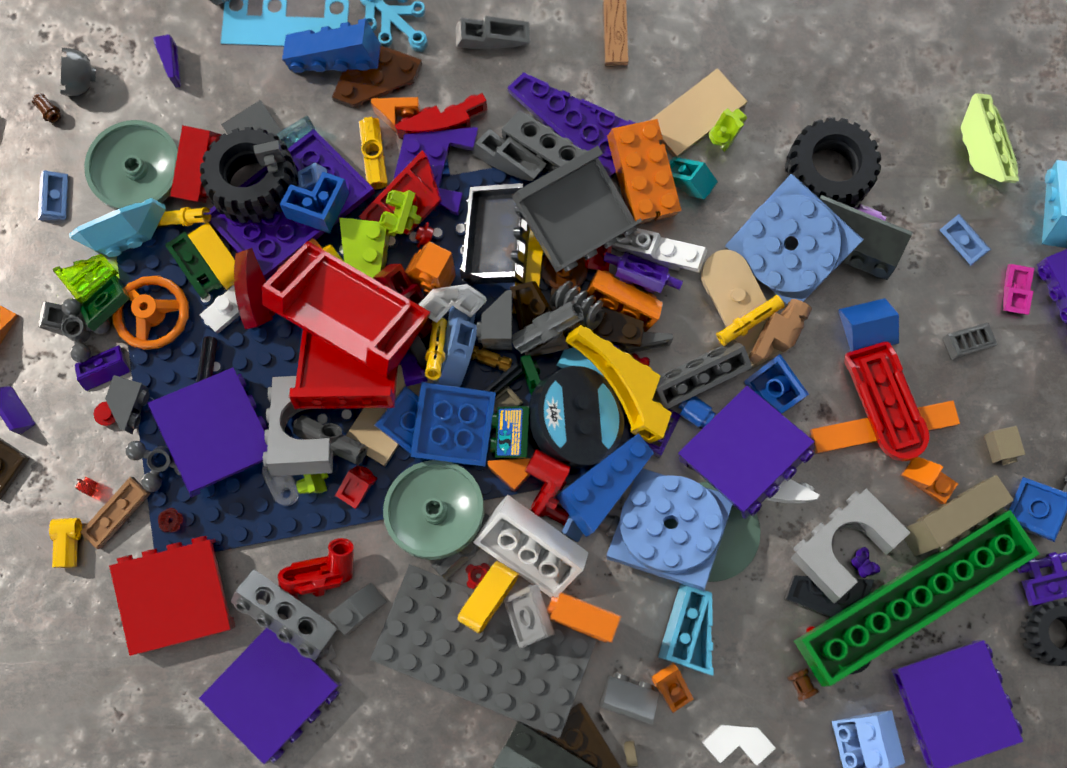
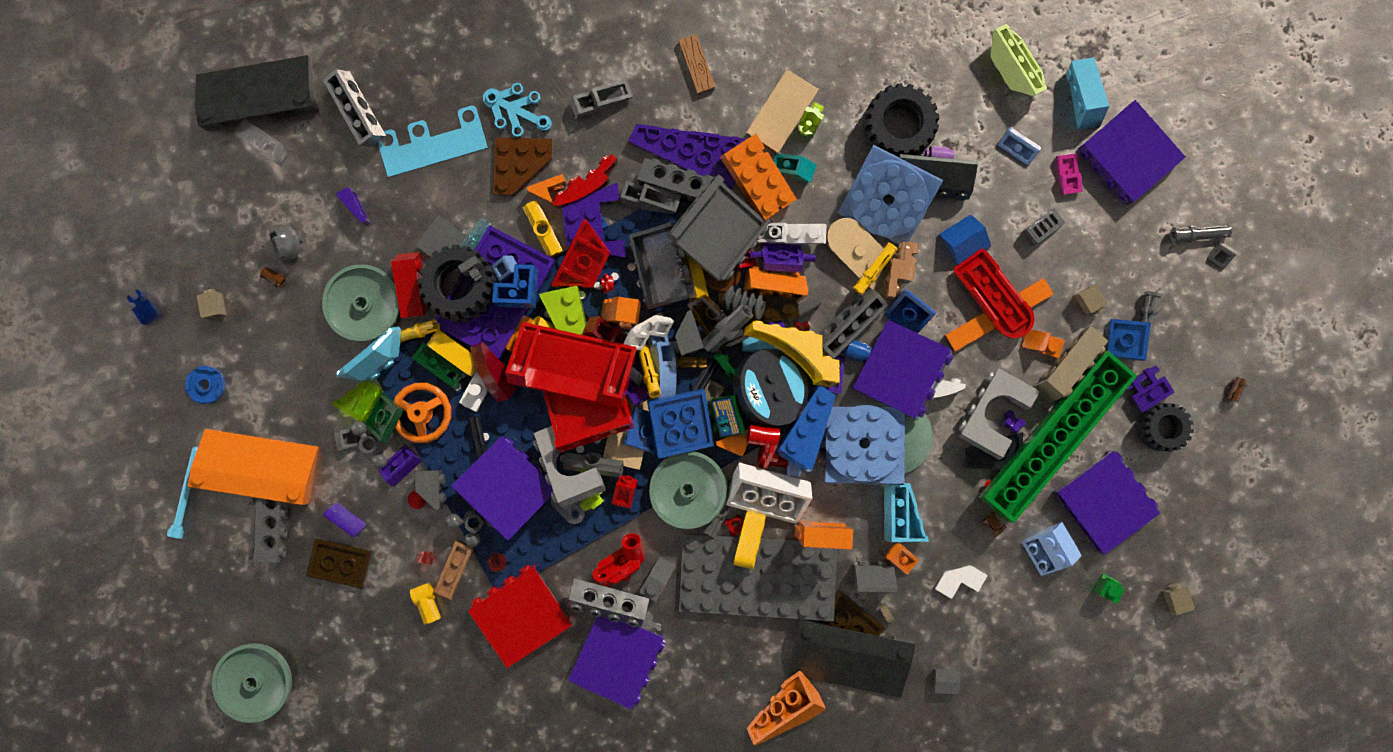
camera: 20 degrees left, 10 degrees up
(52, 196) = (306, 345): medium blue slope -> none
(333, 48) = (481, 157): blue wedge -> none
(404, 213) = (586, 273): lime hips -> none
(528, 616) = (784, 545): light grey tile -> none

